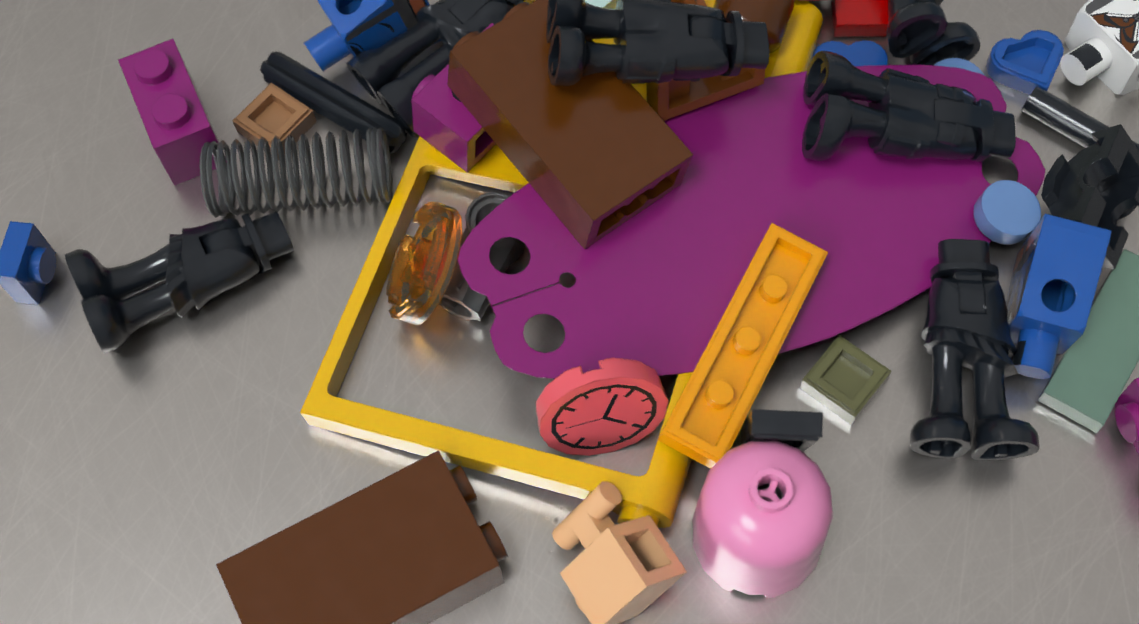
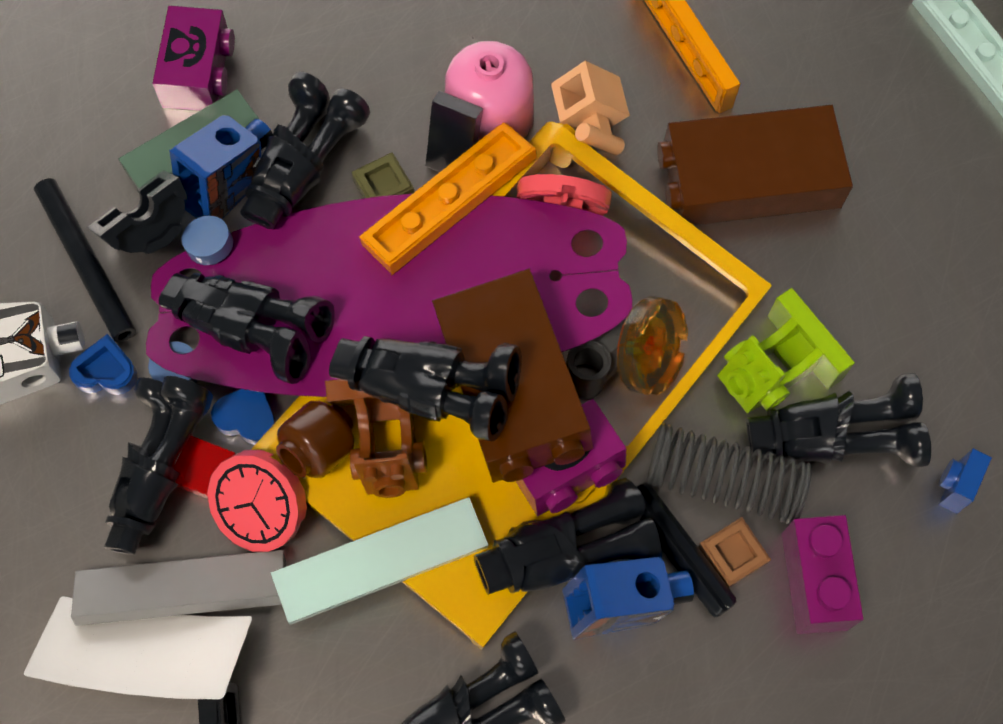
camera: 165 degrees left, 5 degrees up
(233, 348) = (800, 345): none -> lime tile

